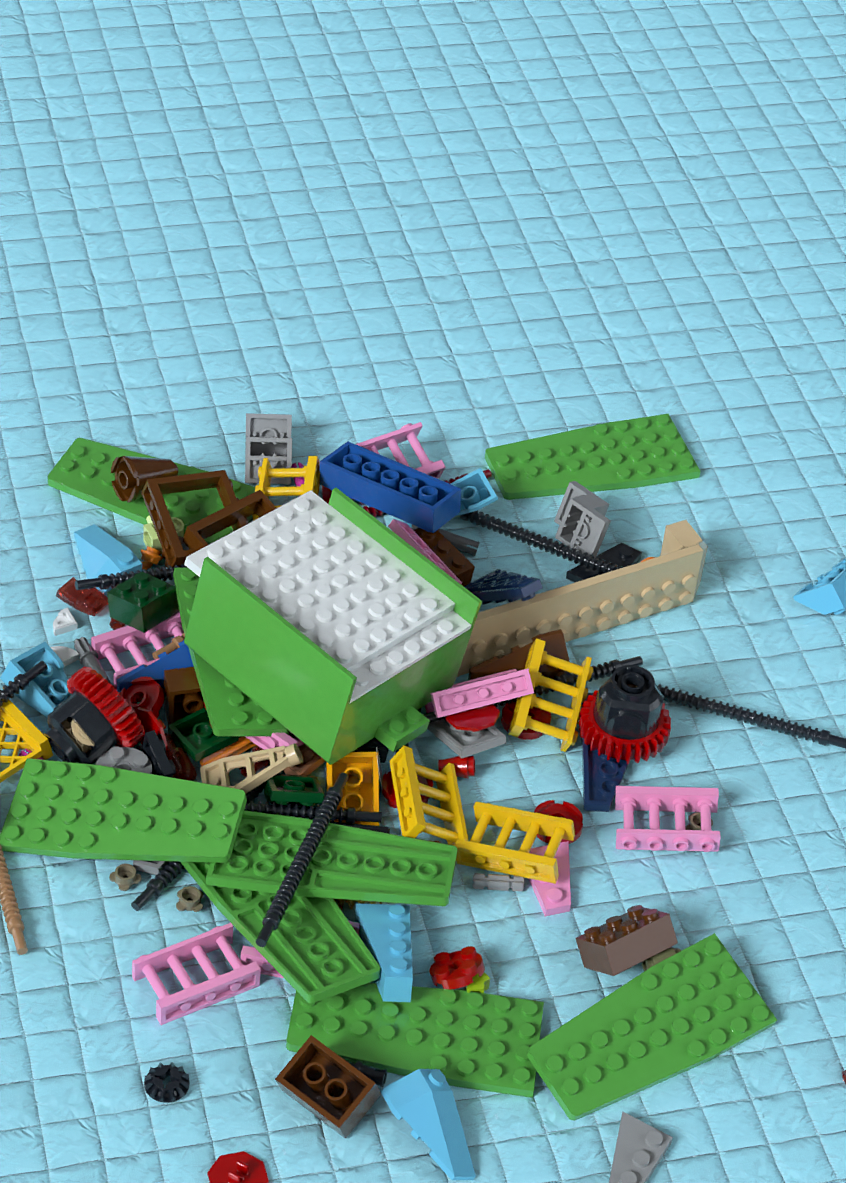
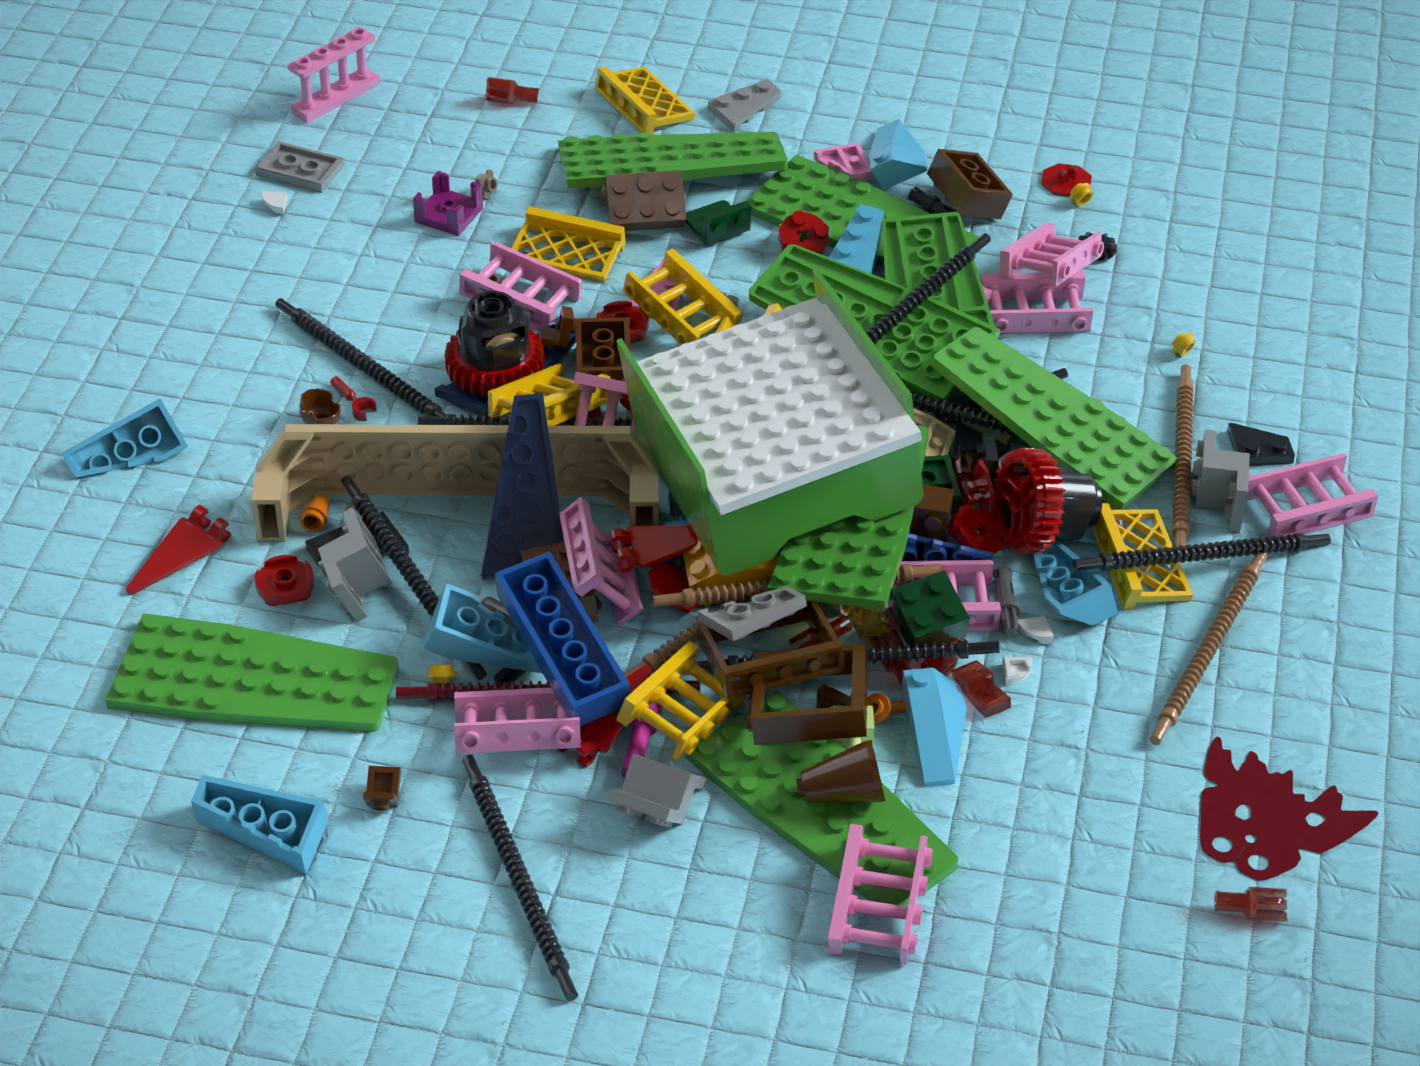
camera: 150 degrees left, 0 degrees up
(33, 974) = (1183, 344): none -> yellow plate
(106, 421) = (853, 875): none -> bright pink fence
(210, 1143) = (1081, 194): none -> yellow plate
(222, 1027) = (1050, 253): none -> bright pink fence
(328, 395) = (523, 886): none -> black hose
(445, 409) = (382, 787): none -> reddish brown bracket
(478, 1101) = (845, 159): none -> bright pink wing
(503, 367) = (262, 819): none -> medium azure wedge
(542, 765) = (598, 347): none -> reddish brown brick
(550, 968) = (720, 220): none -> dark green bracket
(593, 763) = (565, 326): none -> reddish brown bracket
(629, 531) = (276, 592): none -> red plate
(680, 906) = (573, 230): none -> yellow fence
(719, 683) = (358, 403): none -> red piece
(722, 524) = (181, 547): none -> red flag
(725, 649) = (318, 407): none -> reddish brown hair
(755, 1100) = (634, 105): none -> yellow fence
(795, 933) = (488, 182): none -> dark tan plate
(806, 896) = (448, 209): none -> magenta panel

